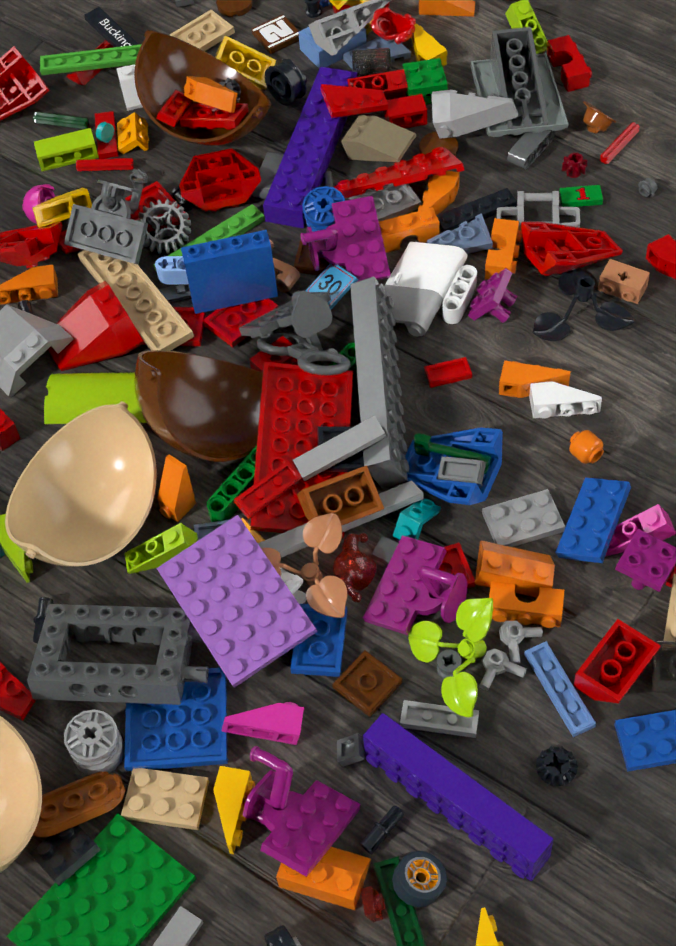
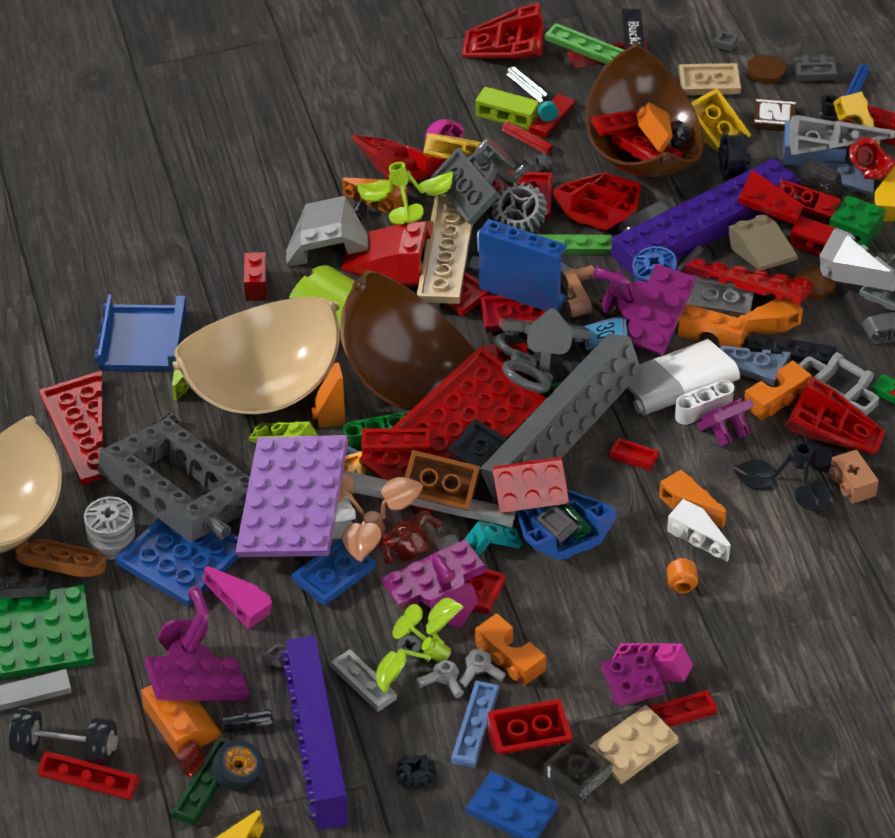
camera: 35 degrees right, 10 degrees down
(79, 249) = (399, 176): none -> lime plant
(132, 132) = (571, 127): light orange bracket -> none
(165, 798) = (124, 599): tan plate -> none
(231, 793) = (148, 642): yellow slope -> none
(339, 448) = (473, 442): light grey tile -> none
(367, 683) = (339, 624): reddish brown tile -> none
(419, 452) = (530, 484): none -> plate
(514, 566) = (527, 616): orange slope -> none
(523, 519) = (576, 594): light grey plate -> none
(593, 520) = (628, 628): blue plate -> none

